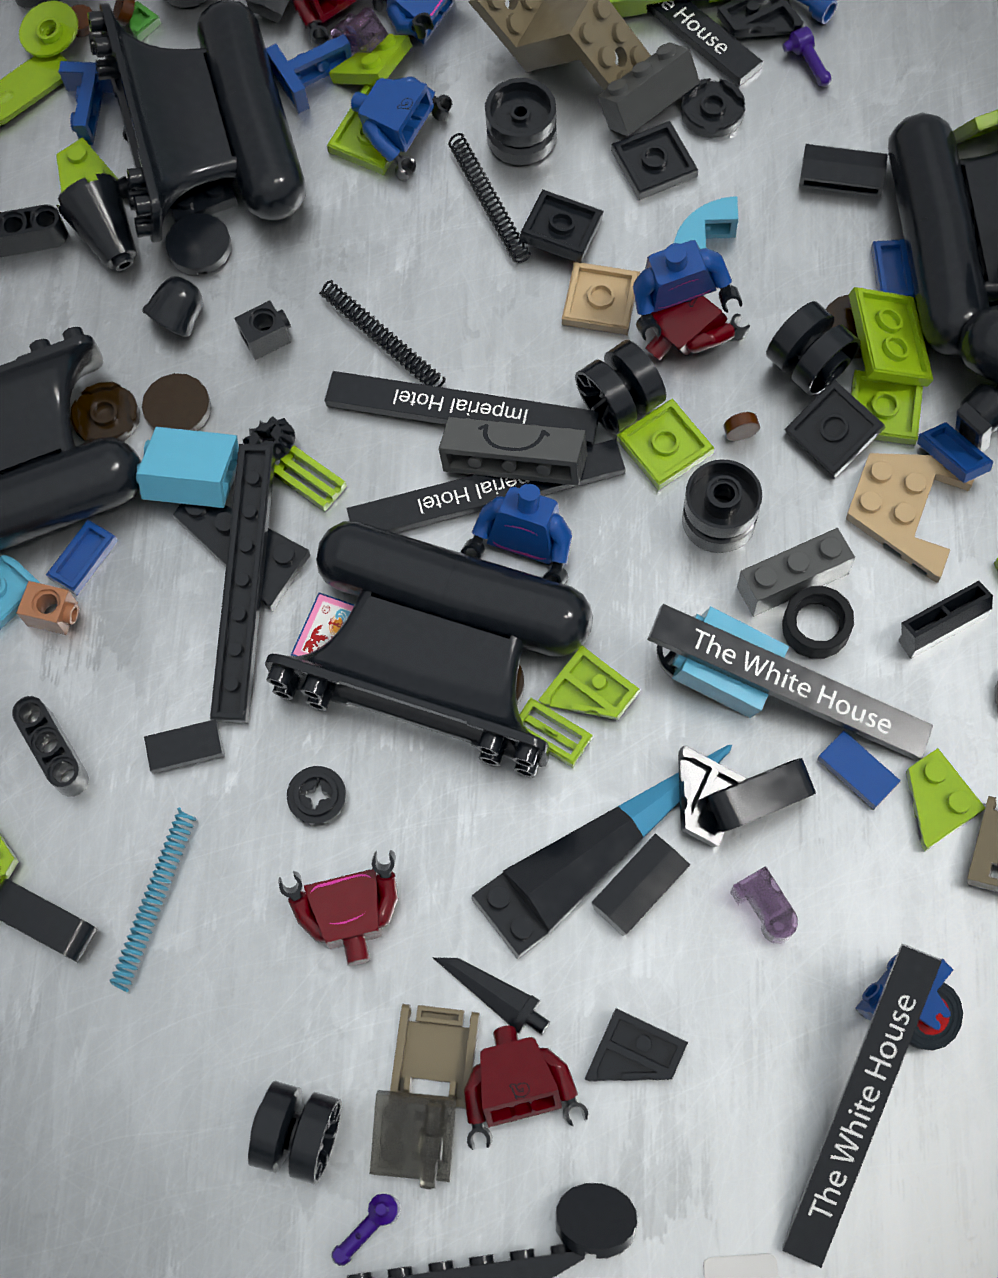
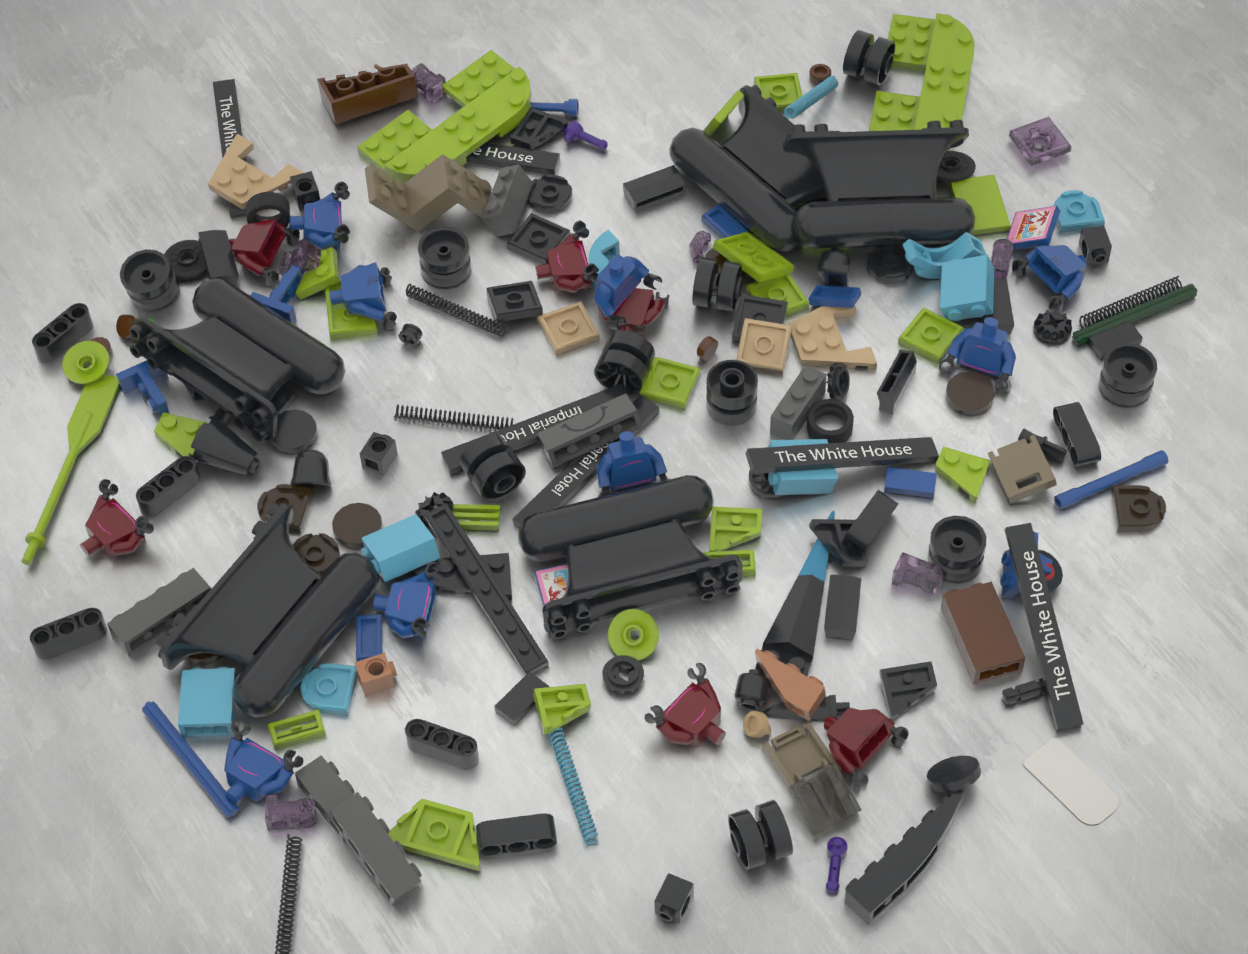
camera: 40 degrees left, 15 degrees down
(122, 333) = (296, 496): none -> dark brown tile
(143, 1135) = (673, 898): none -> black brick
(148, 547) = (411, 603): none -> blue torso
(211, 789) = (560, 705): none -> lime wing
(350, 756) = (621, 634): none -> lime dish
(364, 428) = (492, 467): none -> black wheel
(412, 199) = (410, 334): none -> black bush
(415, 974) = (756, 724): none -> tan tile
(444, 924) = (752, 689): none -> black head
(485, 962) = (796, 690): none -> nougat slope
(659, 210) = (569, 264): none -> dark red torso
(778, 1163) = (1023, 691): none -> black axle
(788, 1044) = (982, 632): none -> reddish brown brick
(814, 465) = (764, 345): none -> tan tile
(847, 272) = (701, 238): none -> clear purple arm
(851, 887) = (957, 547): none -> black wheel
(867, 574) = (838, 381): none -> black gear

